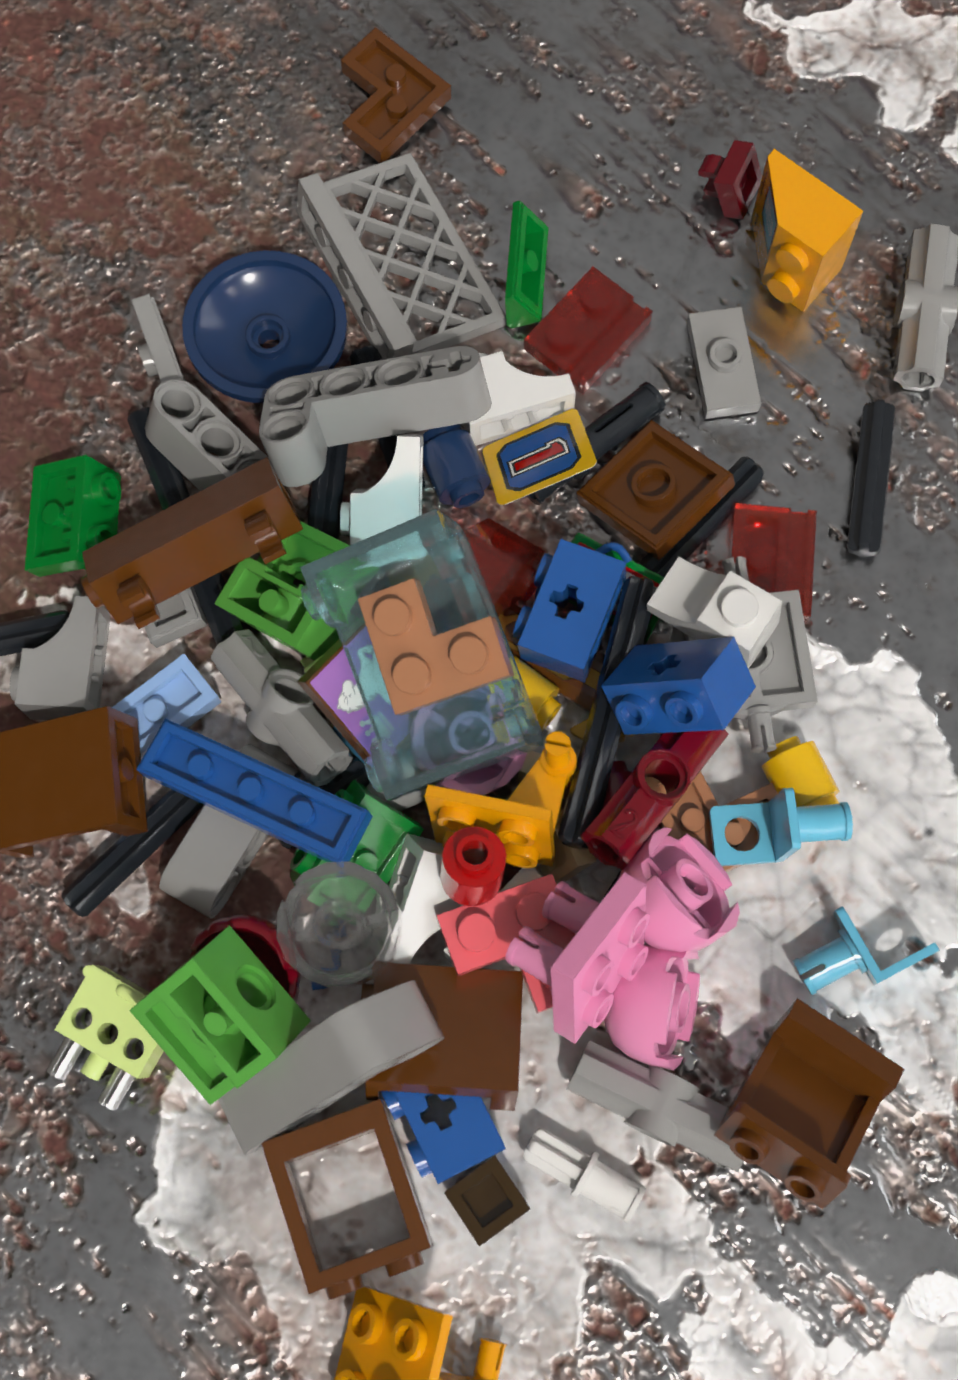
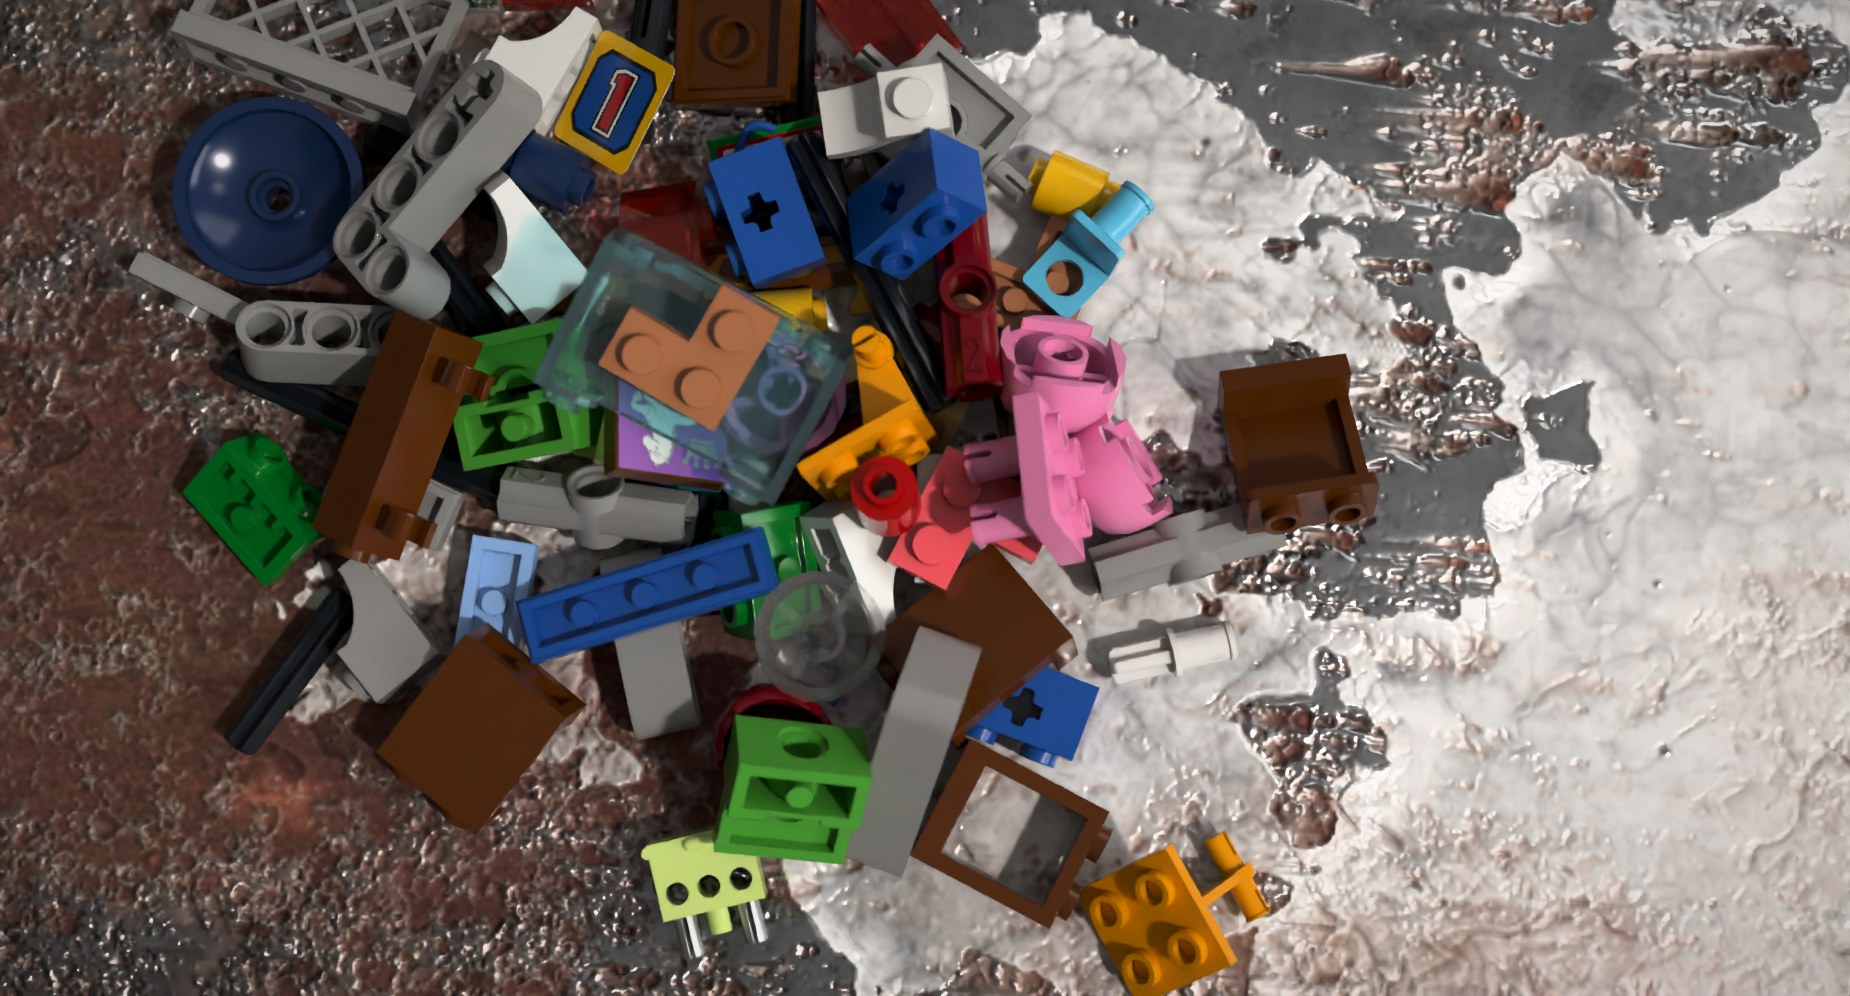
camera: 45 degrees left, 10 degrees up
(128, 853) = (583, 736): black axle -> none
(487, 1200) = (1118, 739): dark brown plate -> none
(849, 954) = (1228, 299): medium azure bracket -> none

